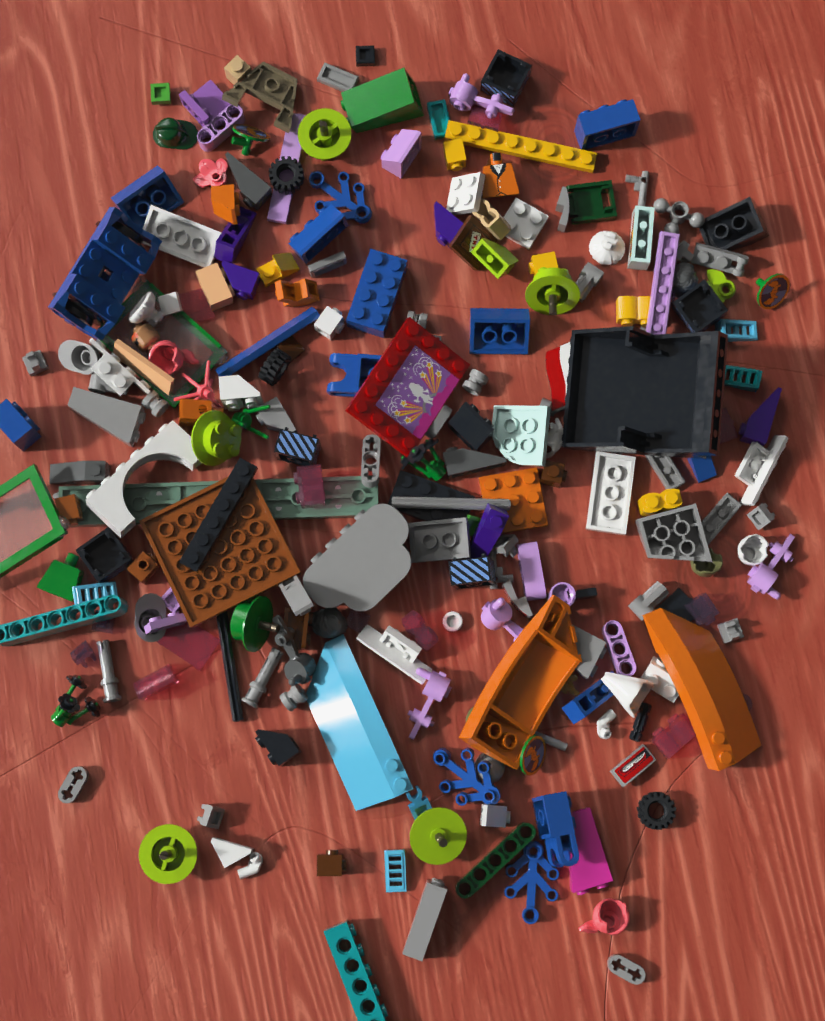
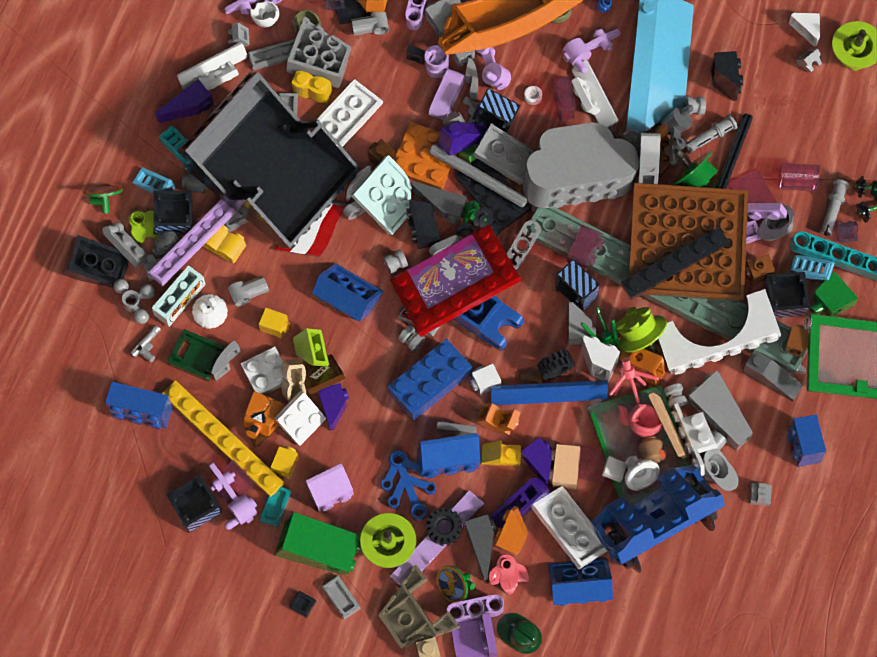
camera: 145 degrees left, 10 degrees down
(253, 866) = (797, 8): white arm -> none
(552, 291) = (282, 292): lime piece -> none

